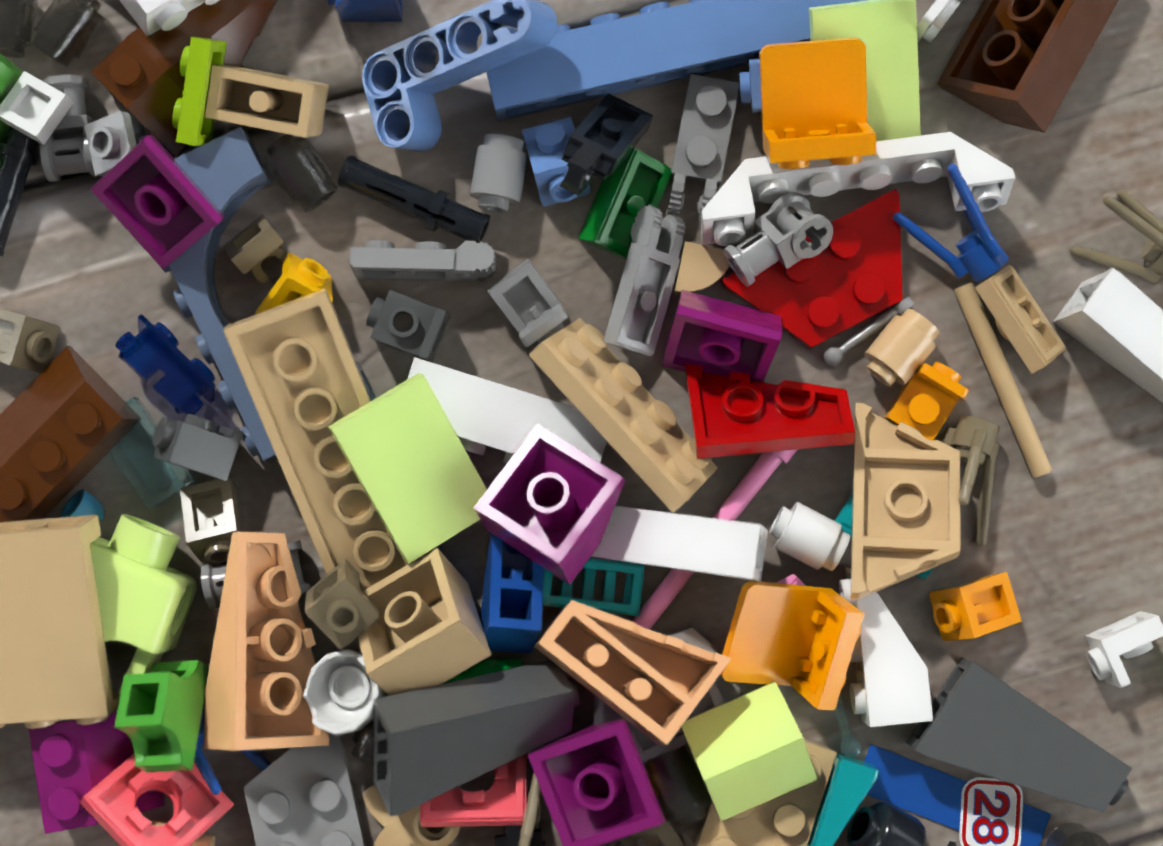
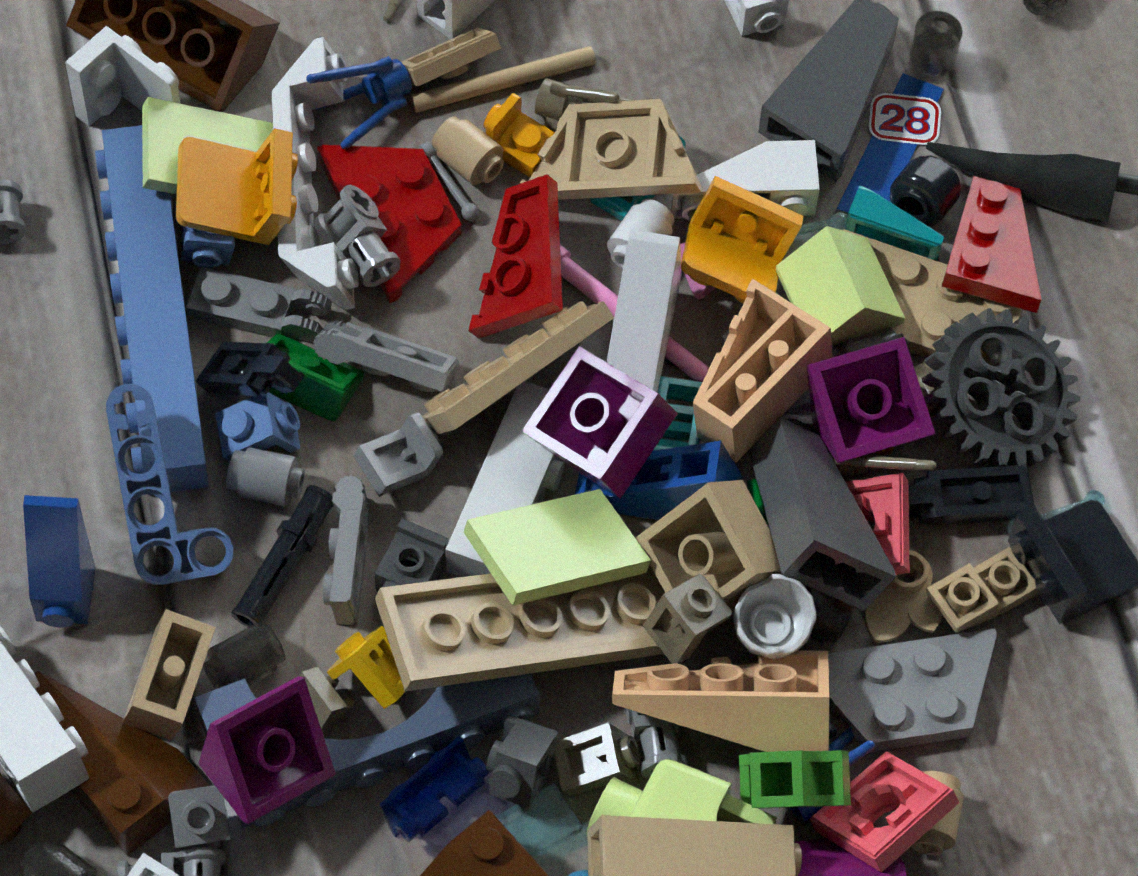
camera: 90 degrees left, 25 degrees down
(190, 109) = (134, 723): lime plate -> none
(700, 267) = (376, 311): tan tile -> none
(722, 337) = (447, 291): magenta slope -> none
(975, 607) = (714, 113): light orange bracket -> none

